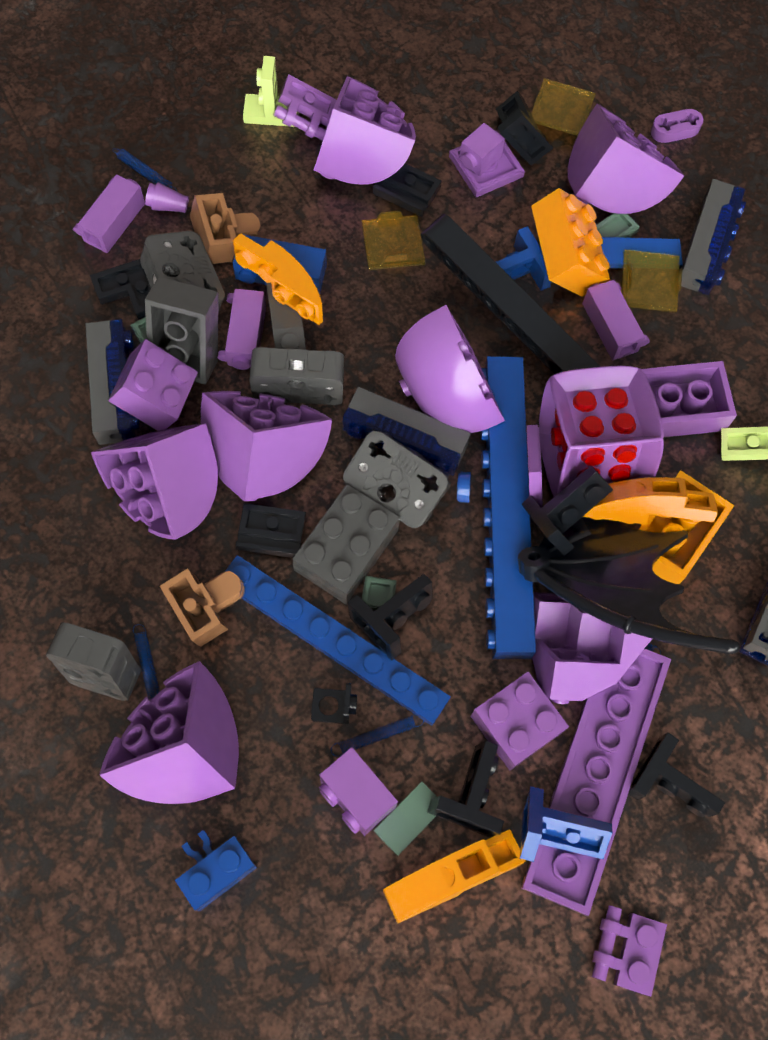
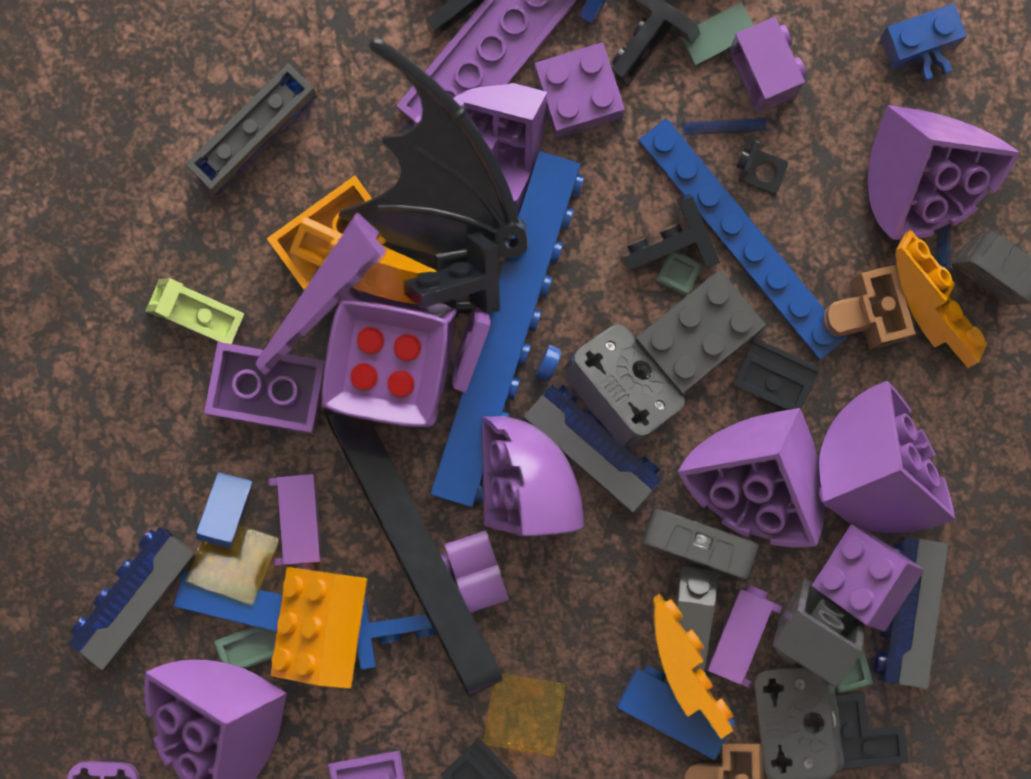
camera: 160 degrees left, 15 degrees up
(152, 622) = (927, 295): none -> light orange slope
(473, 320) = (475, 571): none -> medium lavender brick
(671, 469) = (339, 272): none -> medium lavender wedge
(672, 309) = (224, 510): none -> tile

